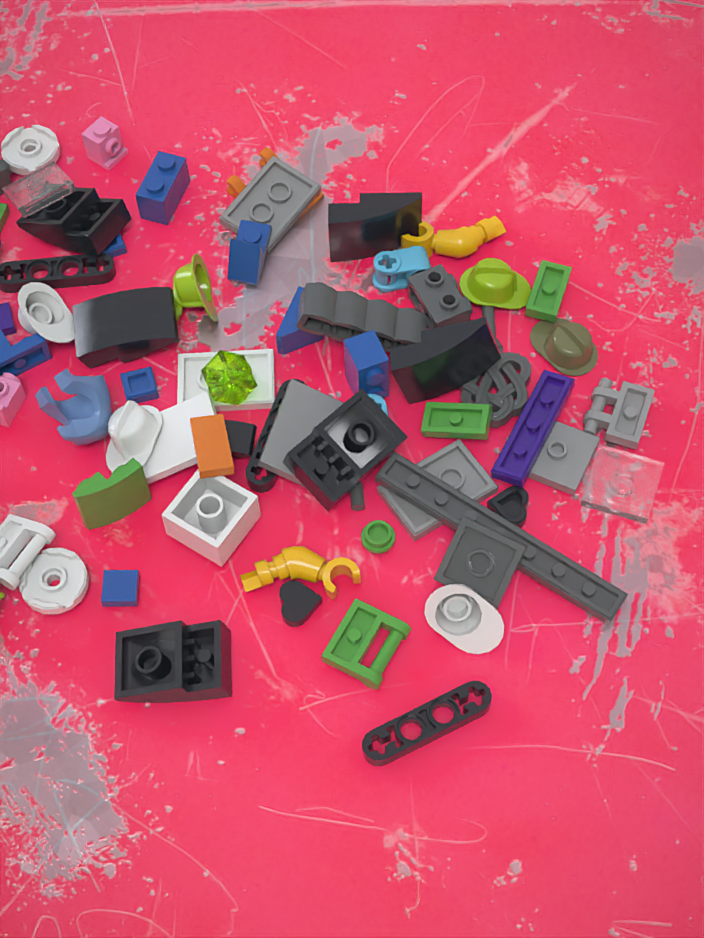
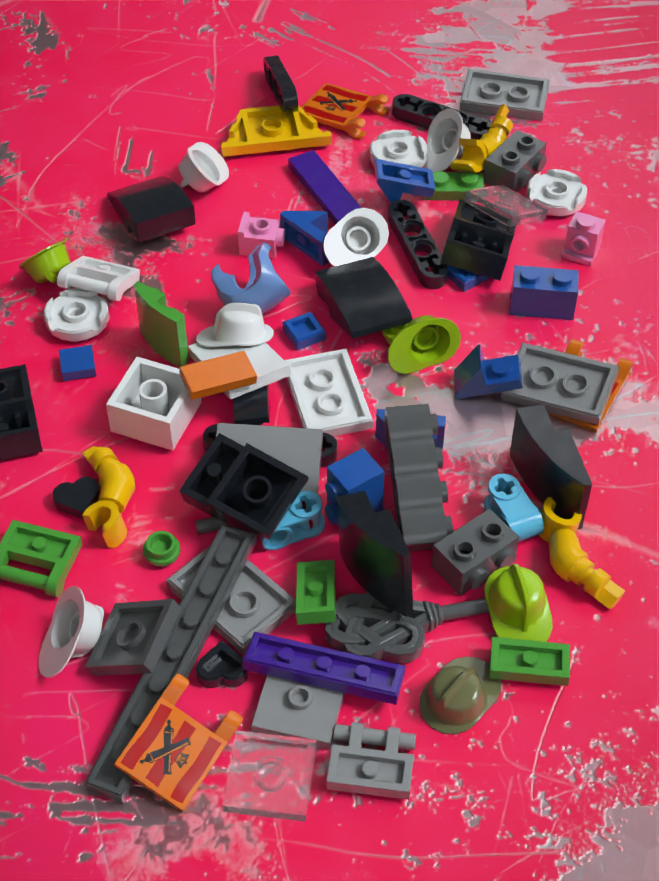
camera: 75 degrees right, 10 degrees down
(229, 378) = (310, 380): clear neon green brick -> none
(587, 544) = (173, 750): none -> flag

